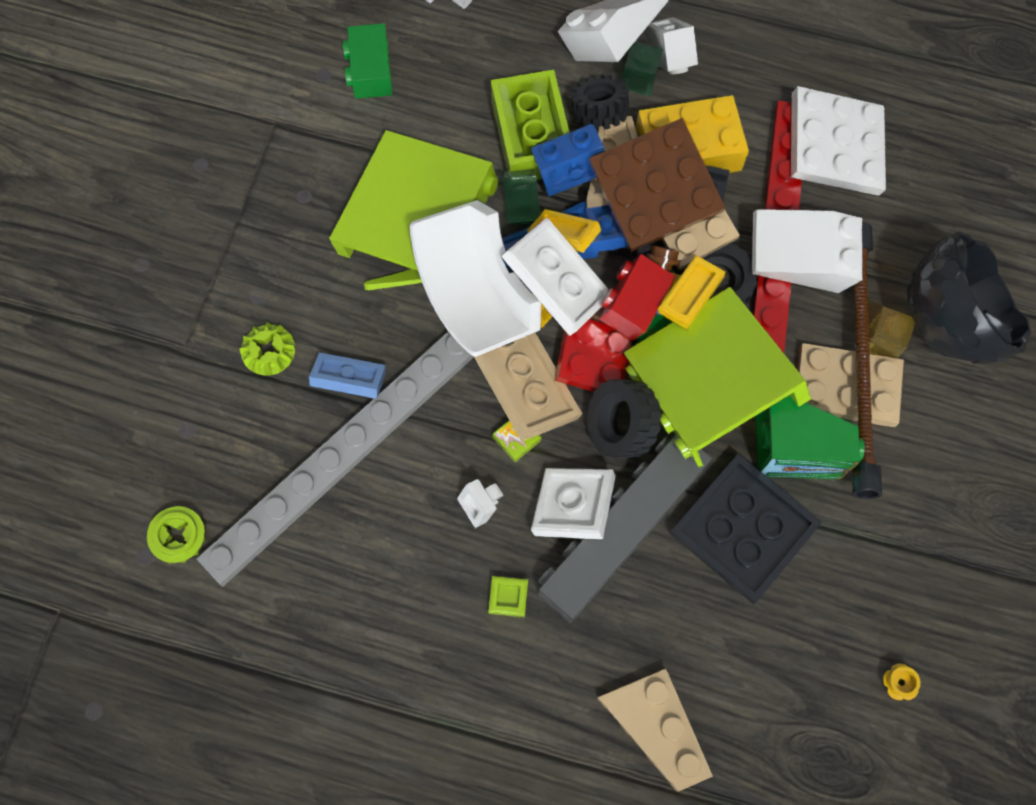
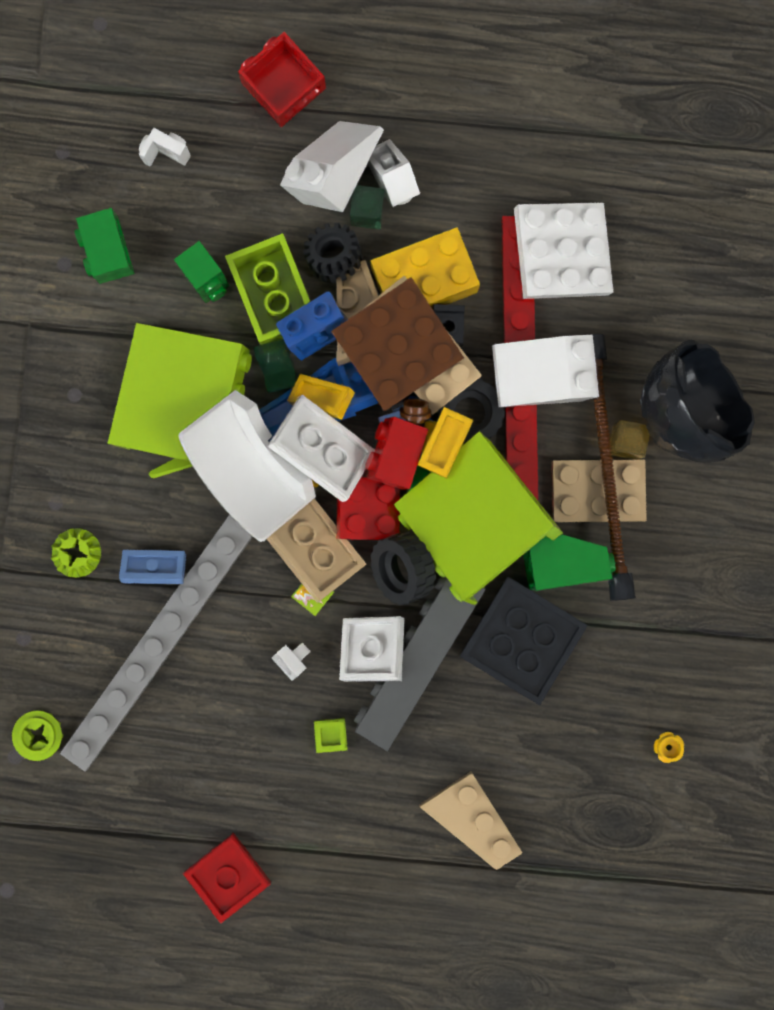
camera: 10 degrees left, 15 degrees up
(354, 743) = (227, 878): none -> red tile
(464, 95) = (203, 273): none -> green brick

